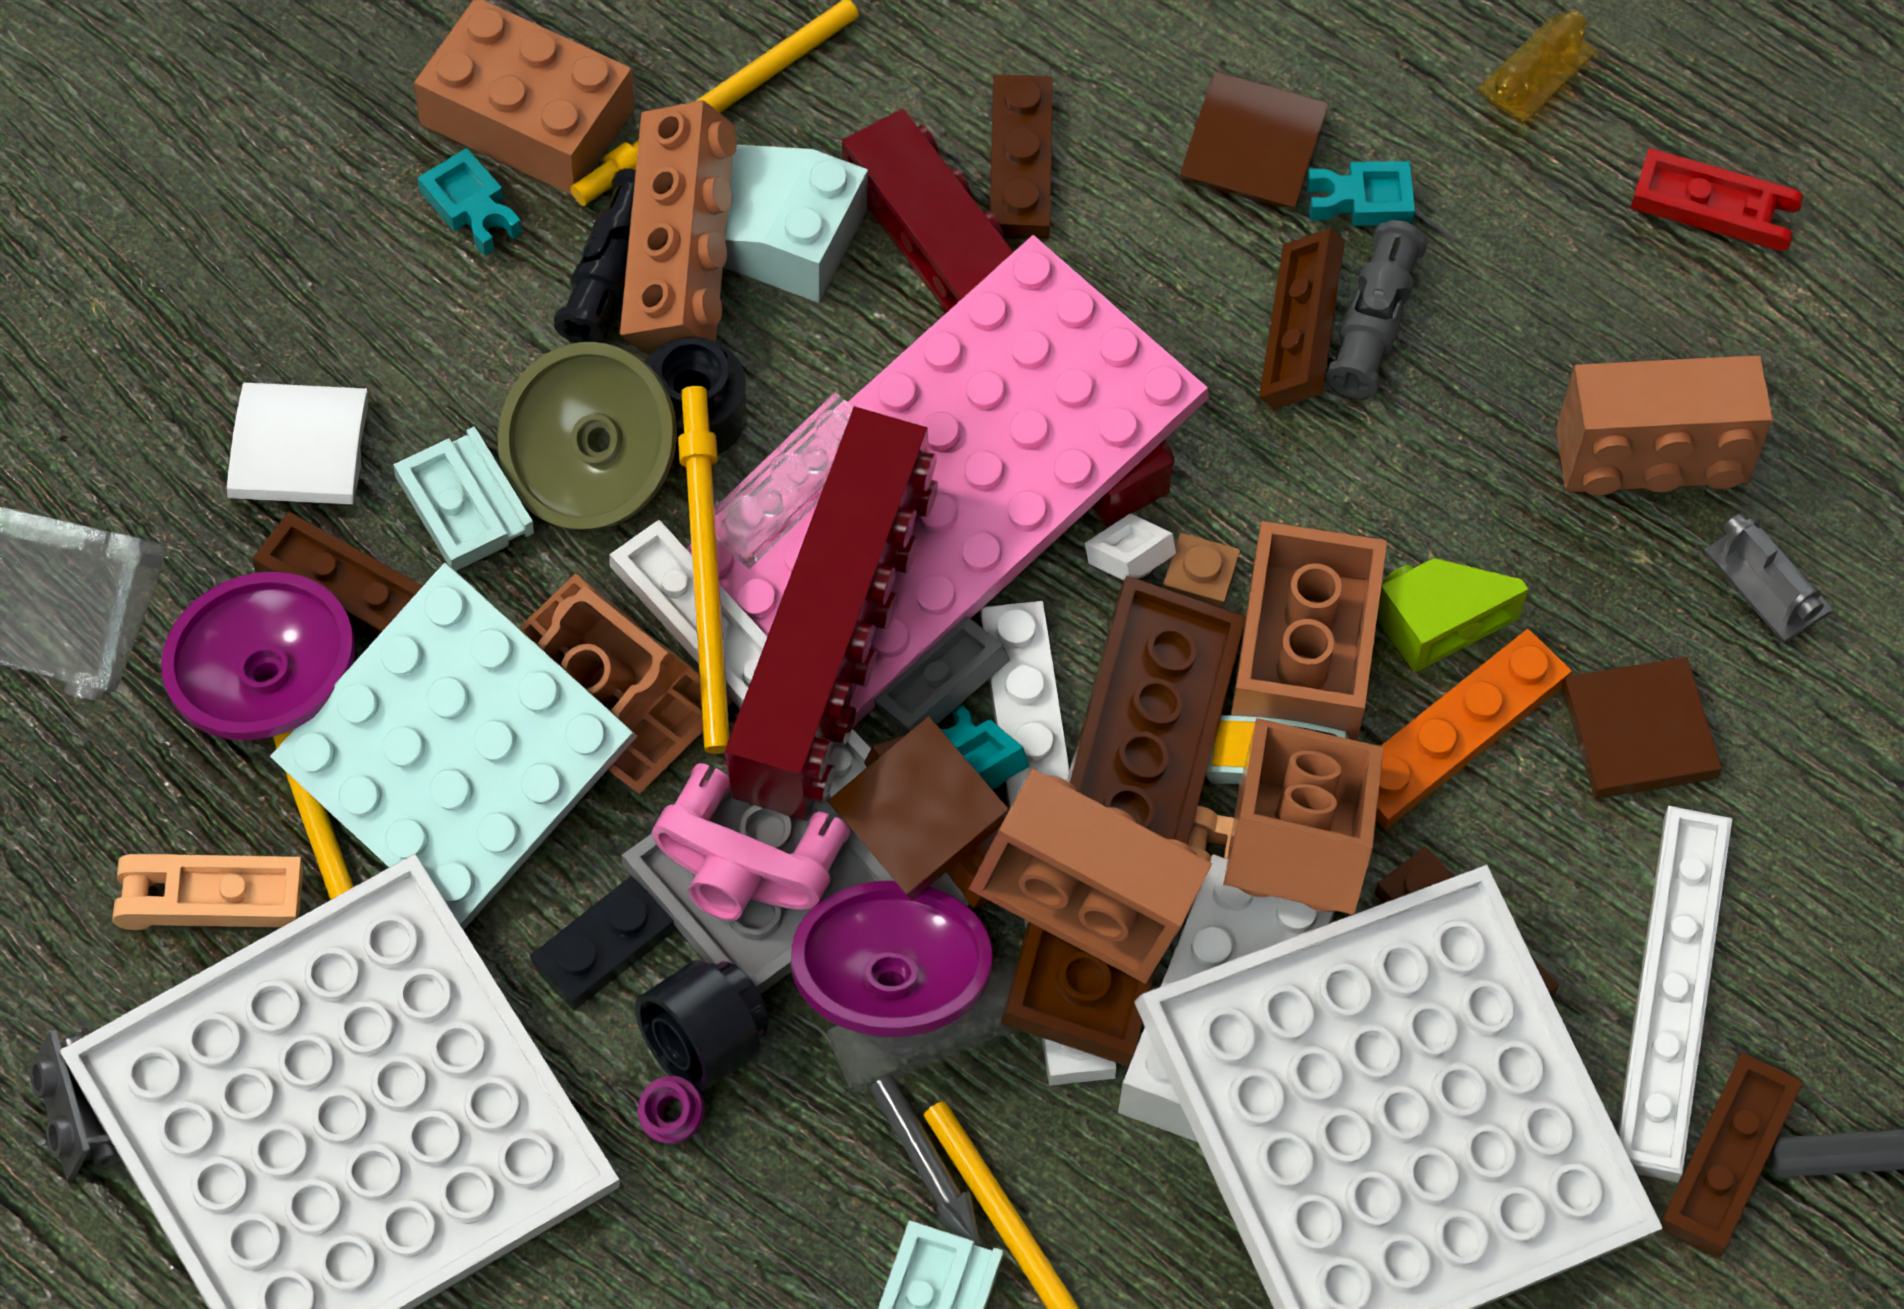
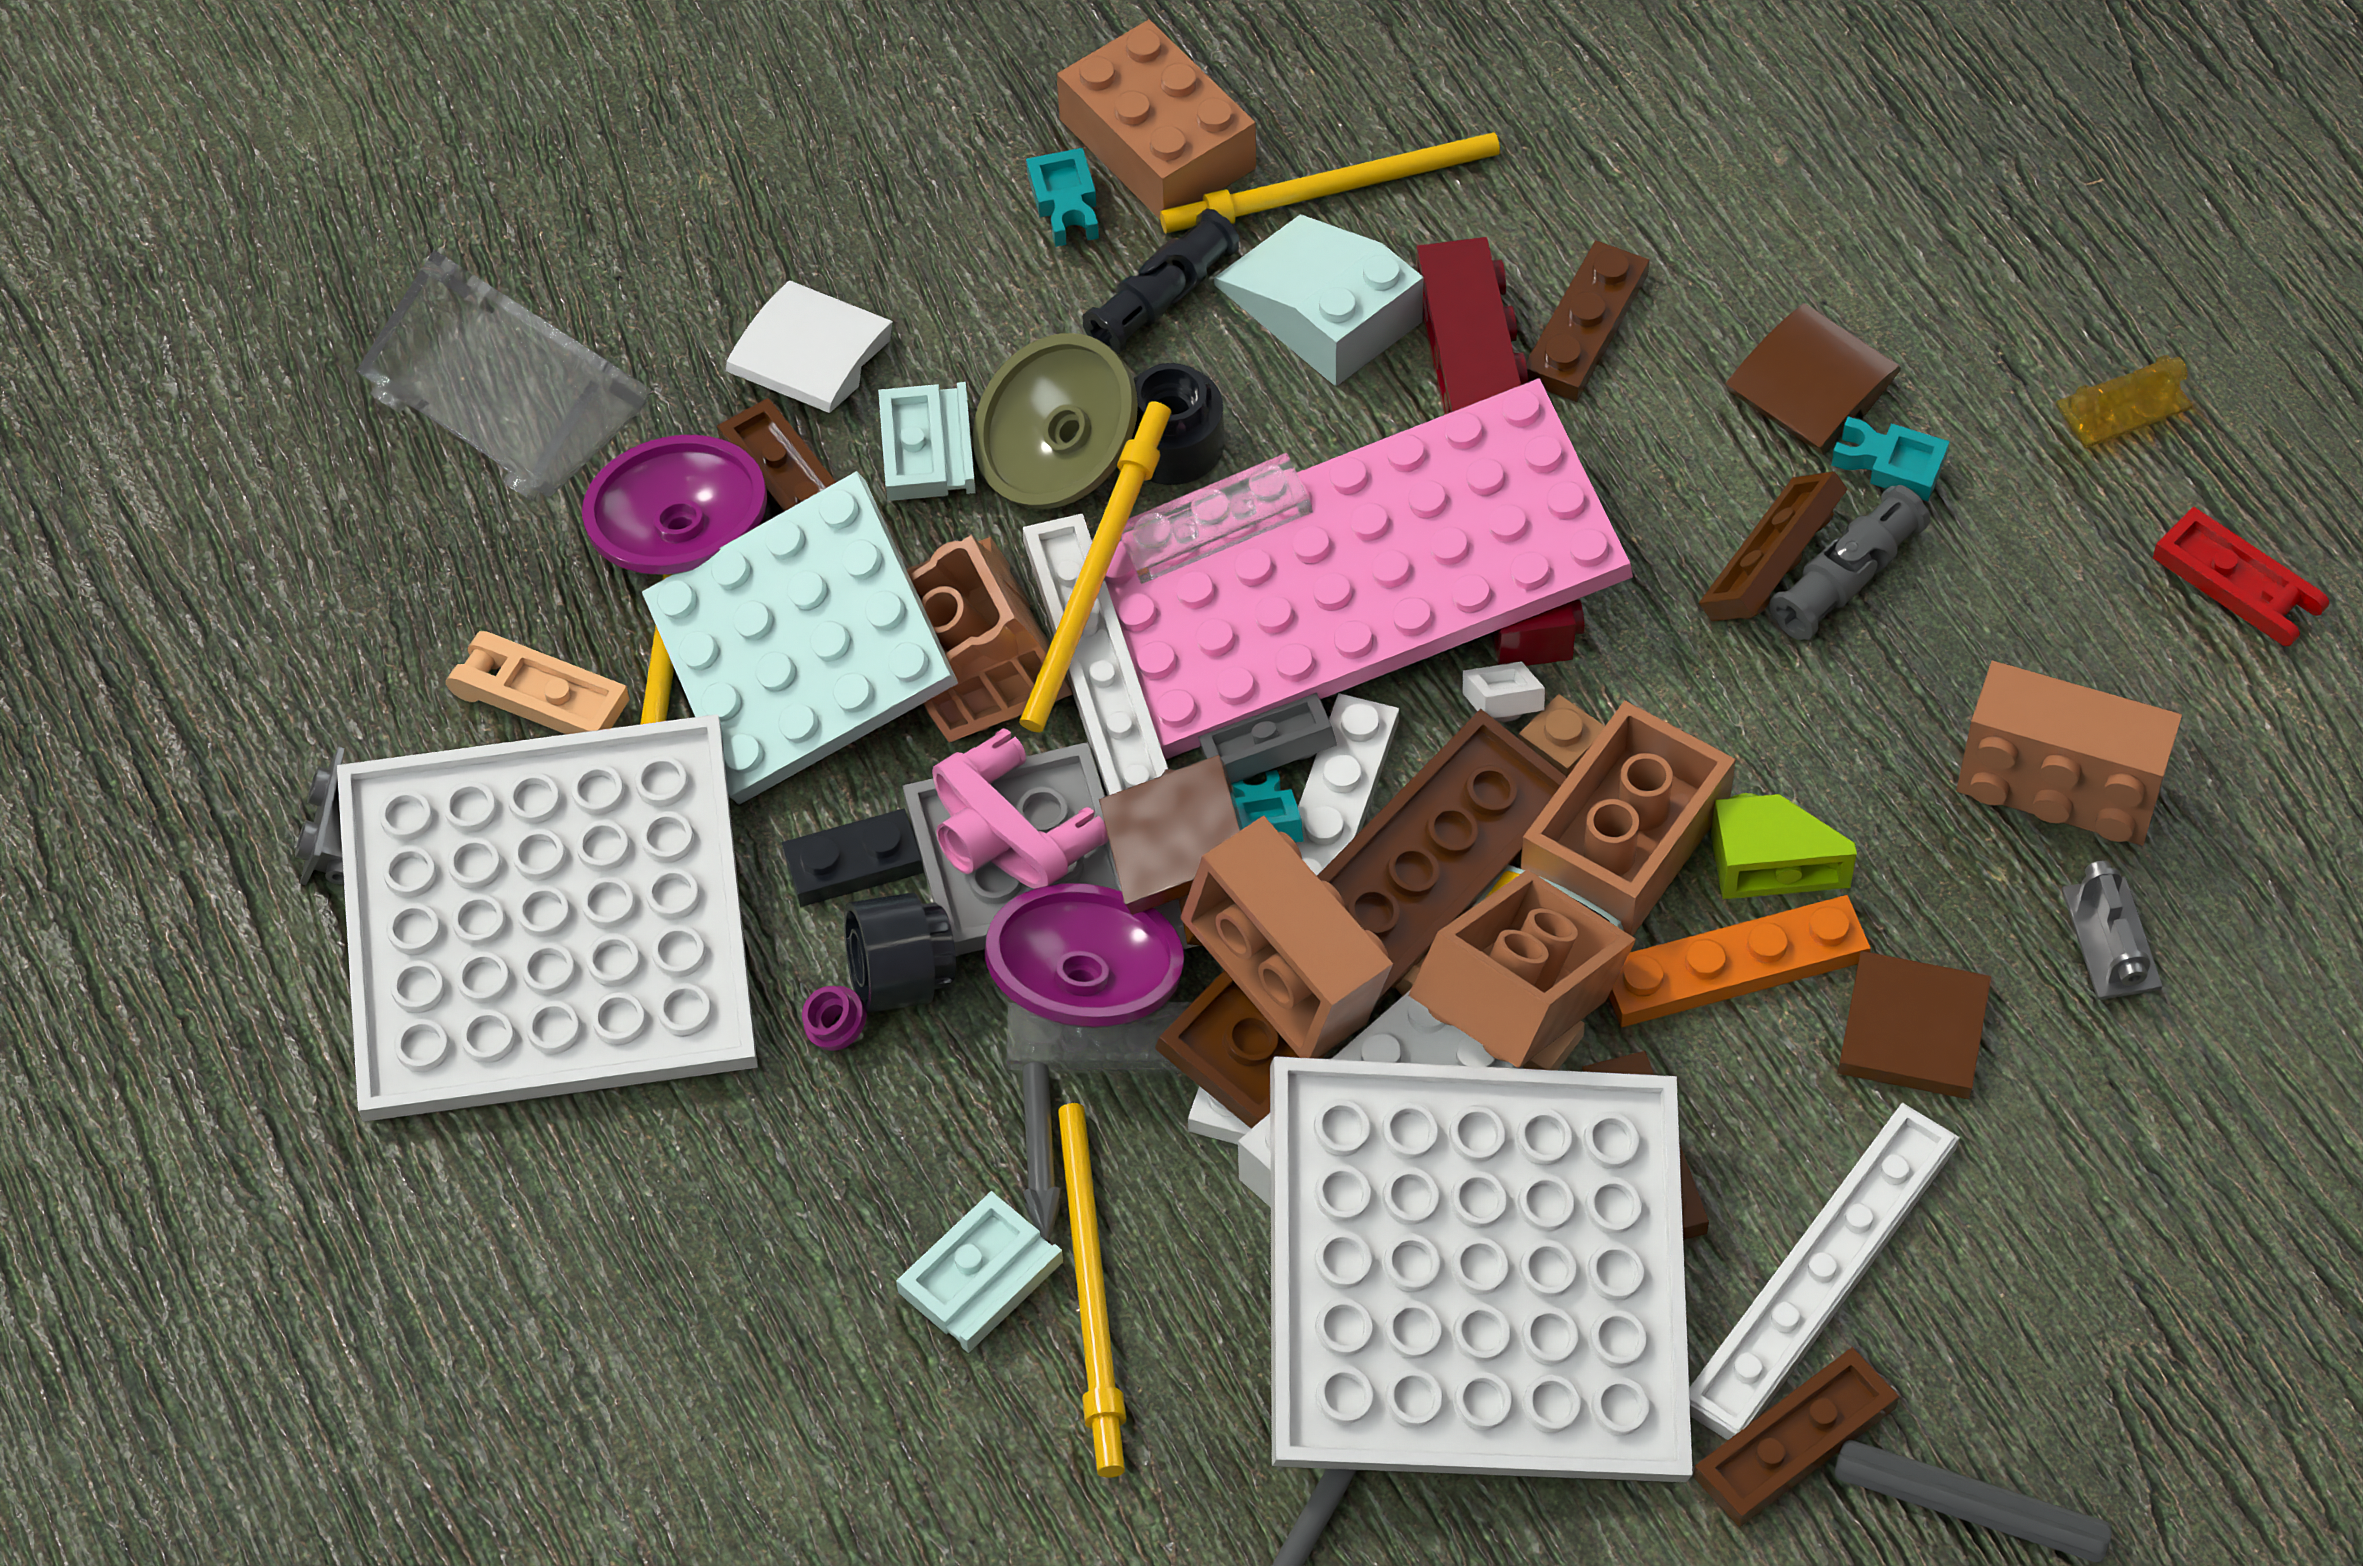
camera: 30 degrees right, 5 degrees down
(678, 225) = (1229, 268): nougat brick -> none
(831, 615) = (1175, 635): dark red brick -> none

